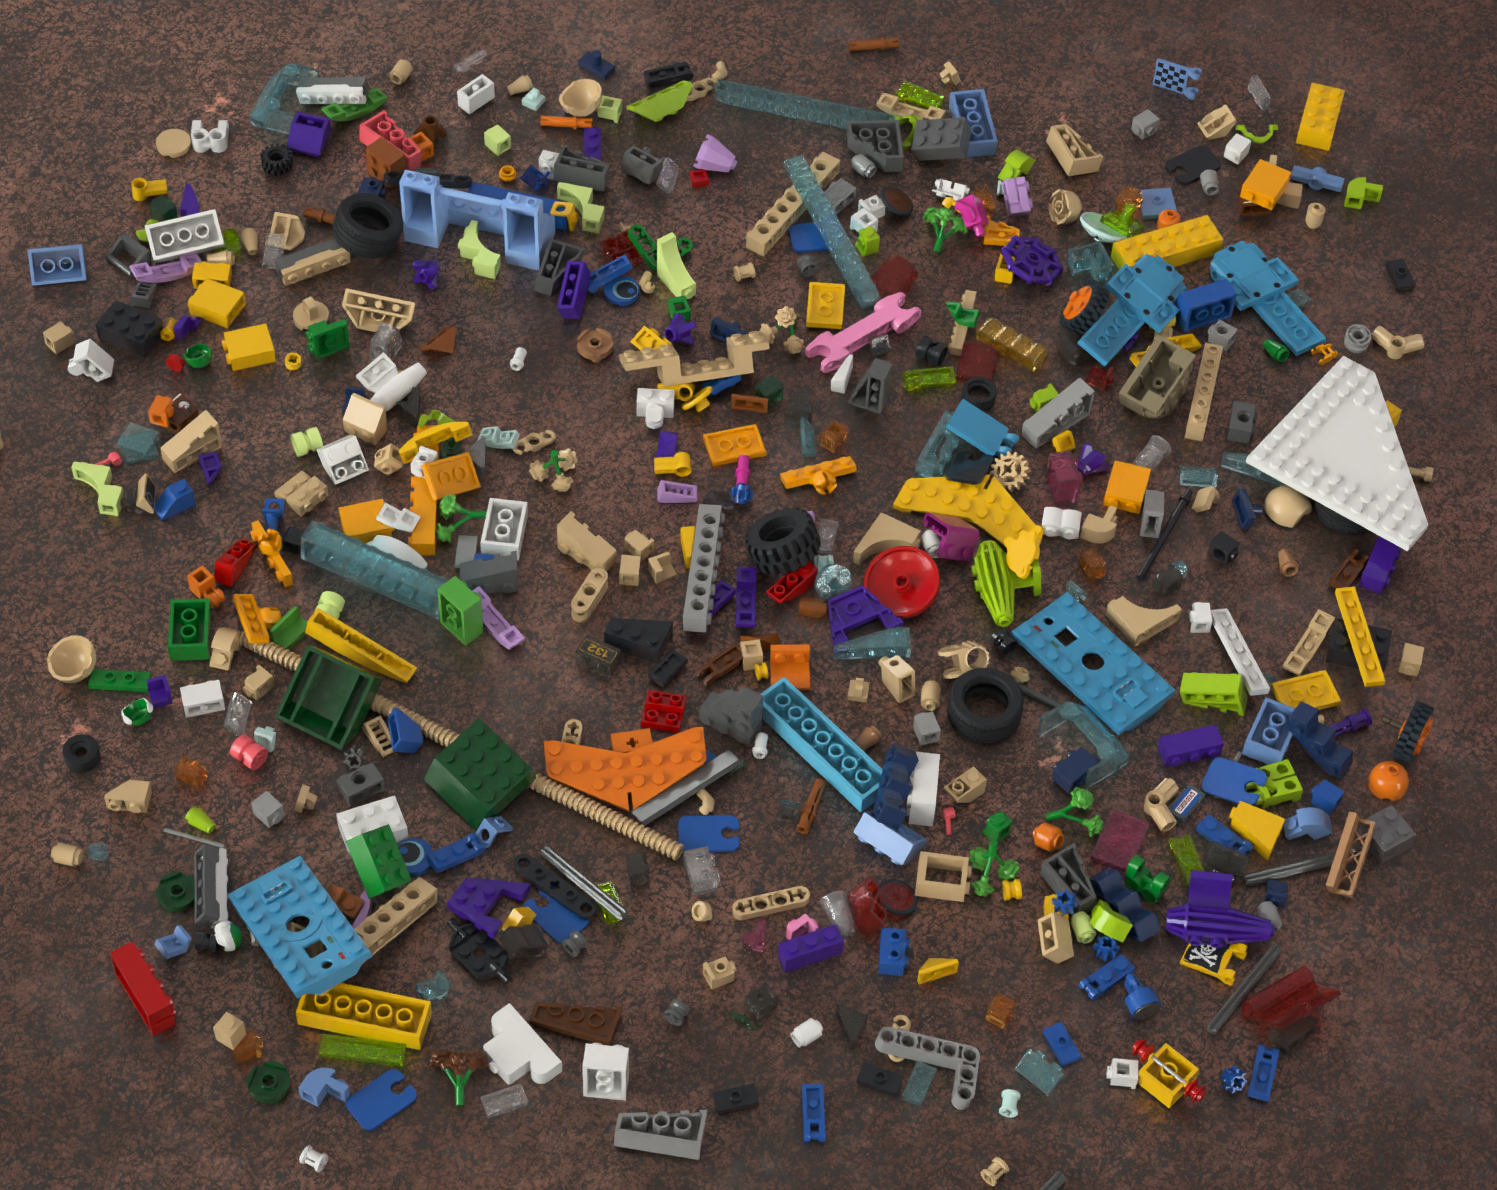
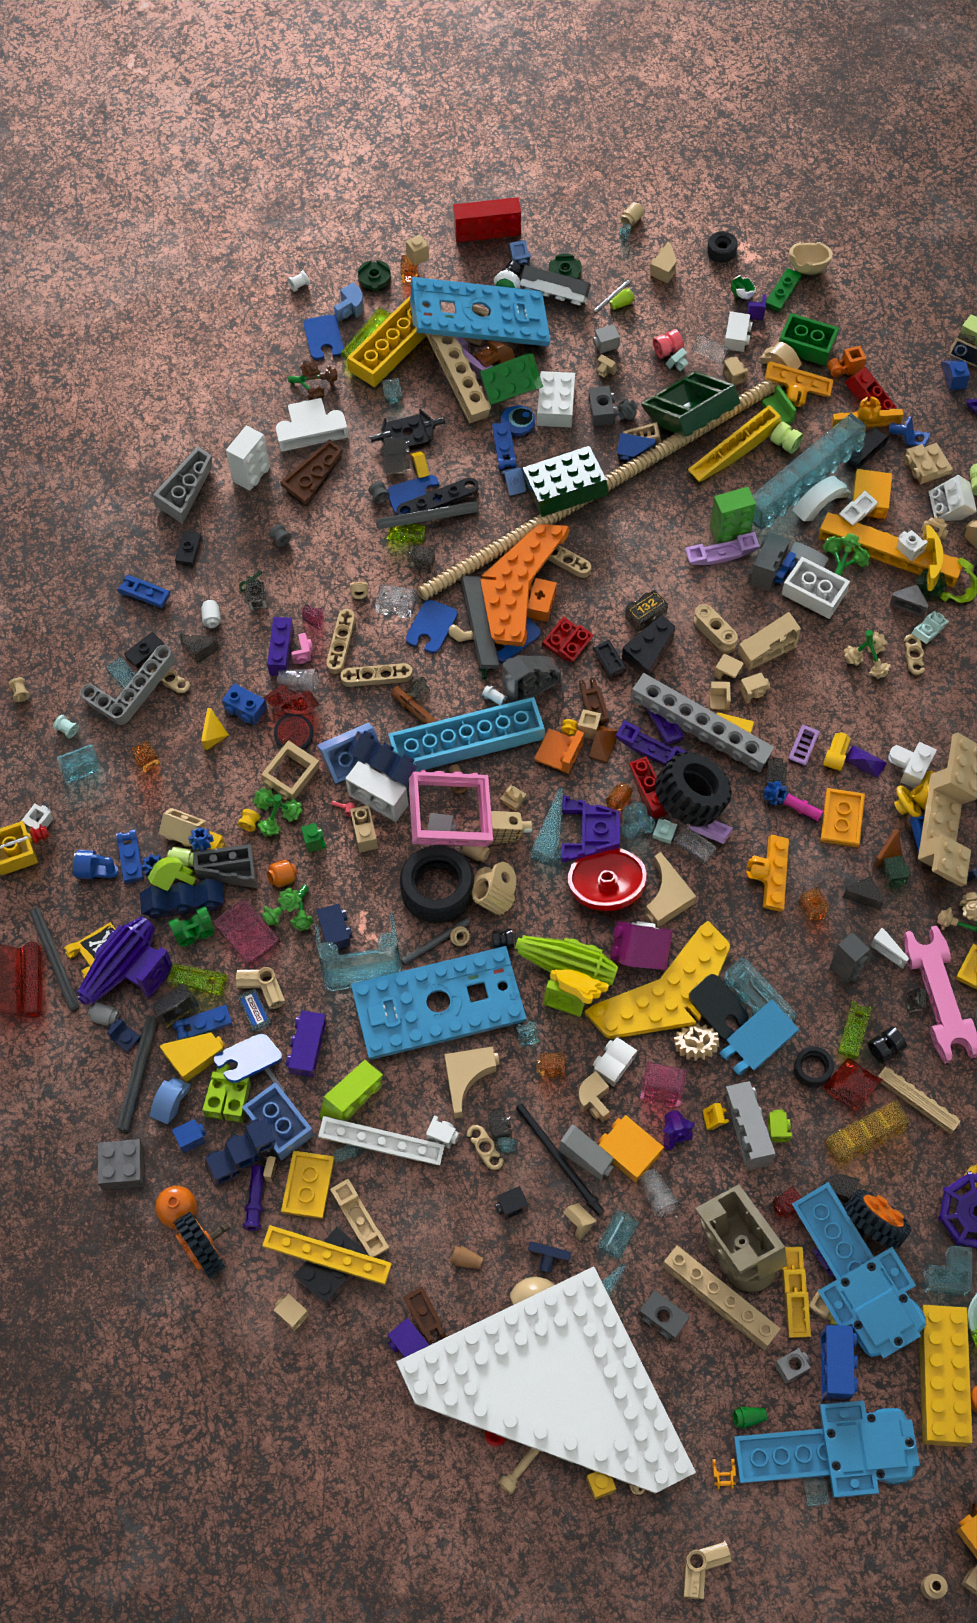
camera: 120 degrees right, 10 degrees up
(190, 772) = (670, 304): clear orange brick -> none
(451, 475) = (890, 563): light orange tile -> none
(478, 896) = (452, 441): dark purple wing -> none
(504, 1100) = (275, 403): clear plate -> none
(719, 972) = (298, 577): tan brick -> none
(789, 856) = (376, 671): none -> tan beam
(807, 438) = (826, 882): clear light blue slope -> none
(925, 680) = (451, 838): none -> bright pink window
(963, 316) = (922, 1096): green slope -> none
(1061, 1044) = (93, 792): blue plate -> none
(1182, 590) = (484, 1137): none -> tan piece
(1343, 852) = (120, 1111): medium nougat fence -> none
(1357, 345) = (732, 1512): light grey wheel -> none

